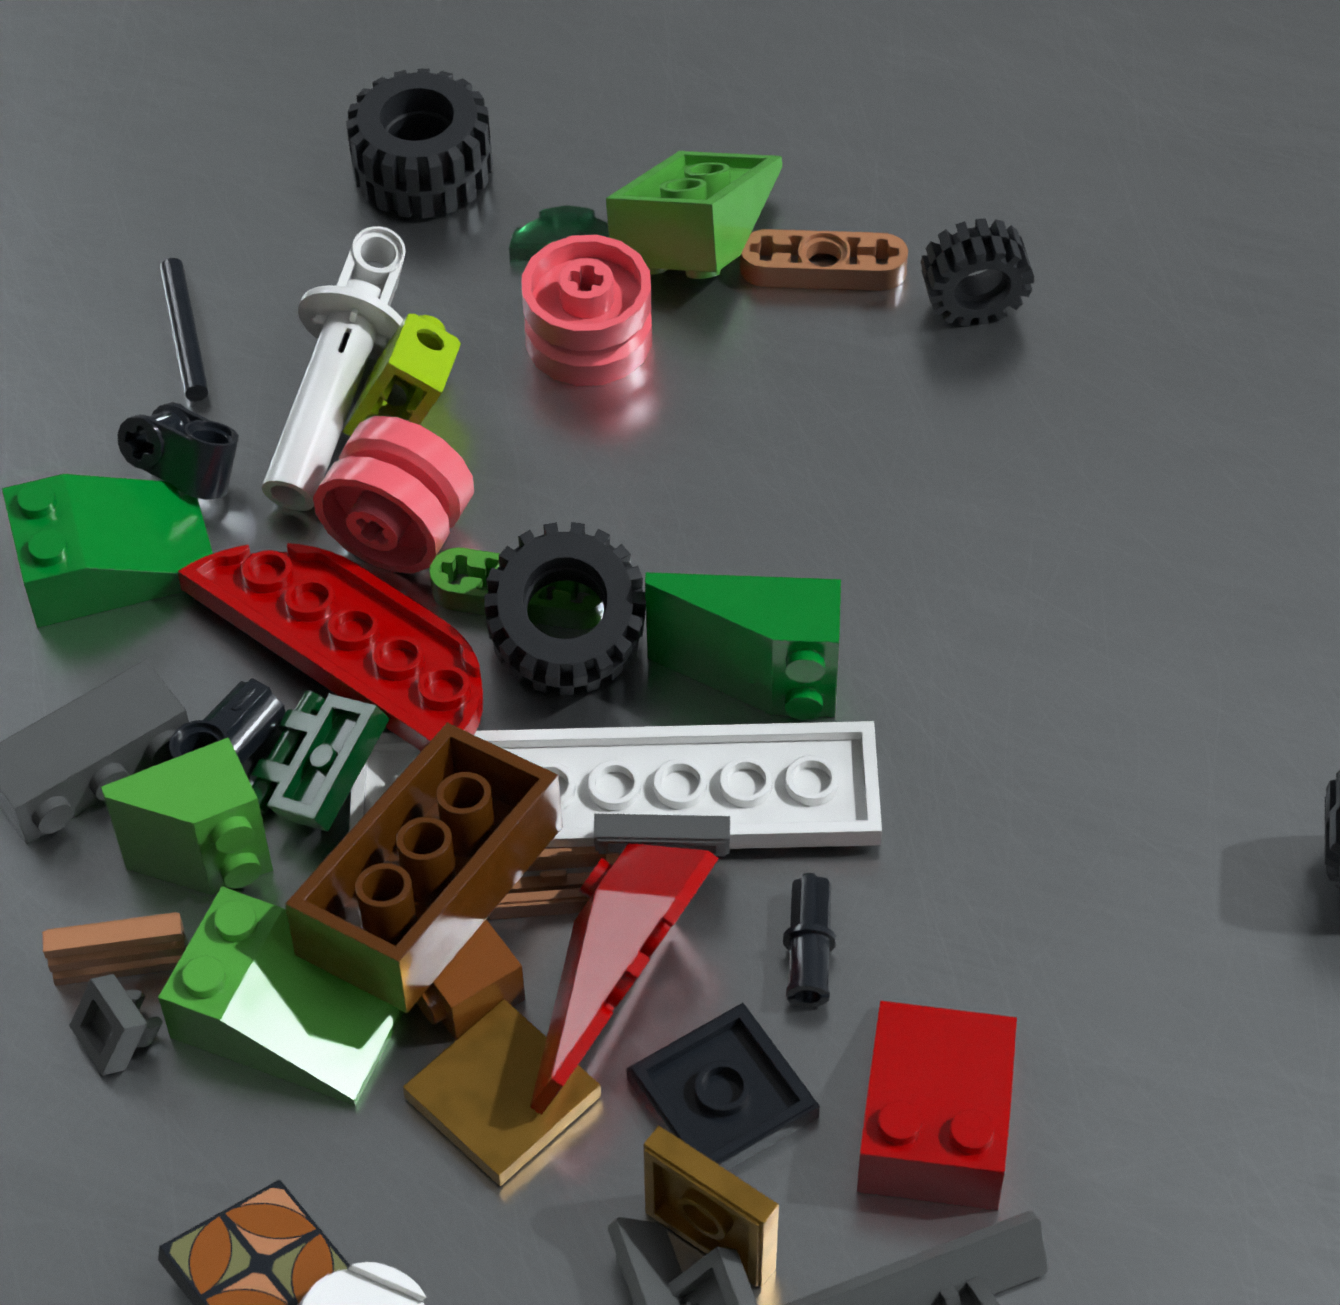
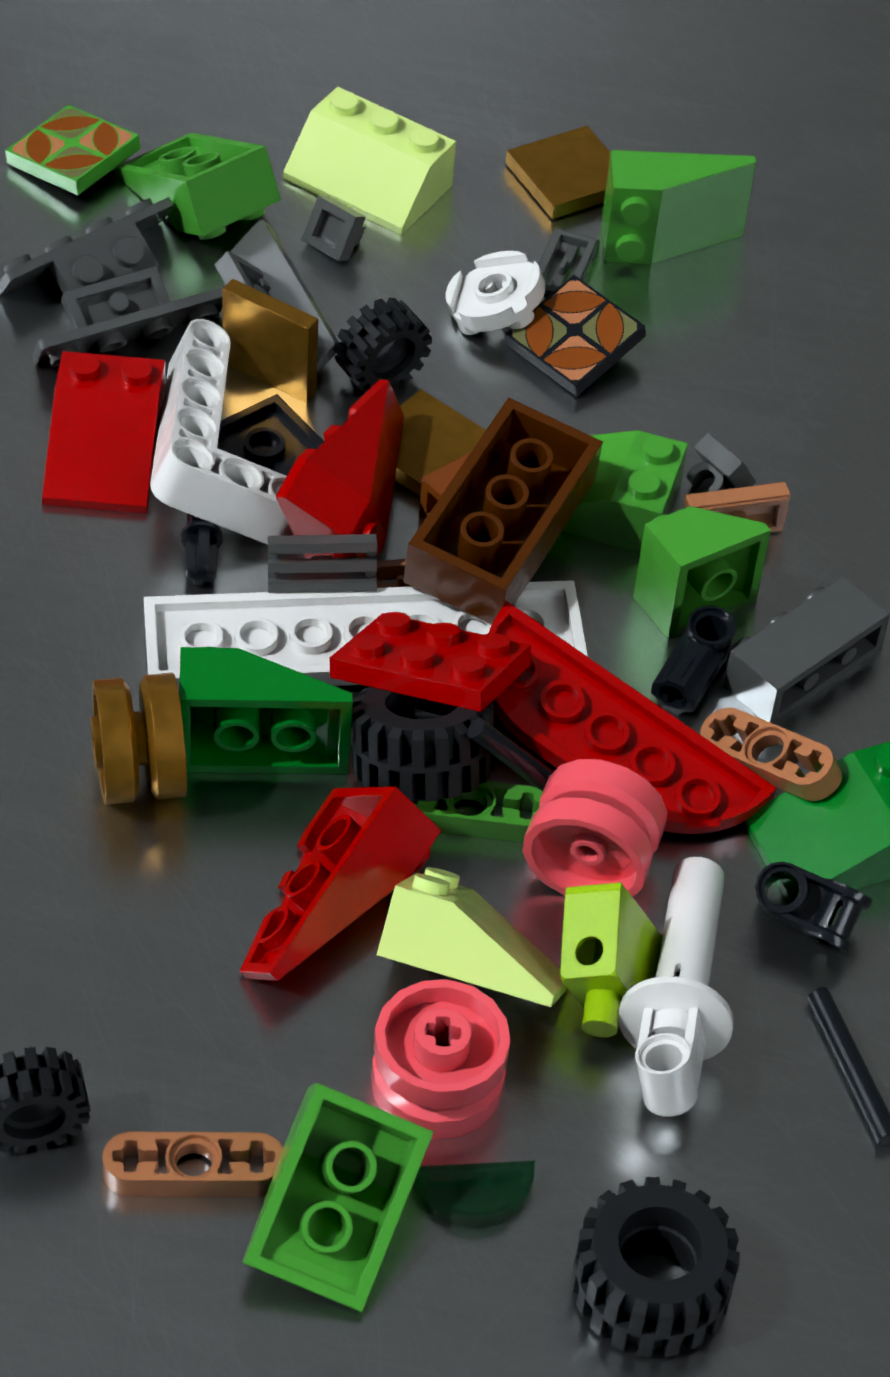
camera: 170 degrees right, 5 degrees down
(171, 626) = (783, 770): none -> nougat beam
(317, 758) = (605, 620): dark green plate -> none
(454, 553) = (509, 753): none -> black bar
(542, 389) = (463, 937): none -> yellowish green slope
(547, 666) = (431, 661): none -> red plate
(547, 1206) = (383, 344): none -> black tyre
(681, 488) = (351, 860): none -> red wedge
(808, 1044) = (187, 464): none -> white beam
(894, 610) = (144, 737): none -> pearl gold wheel

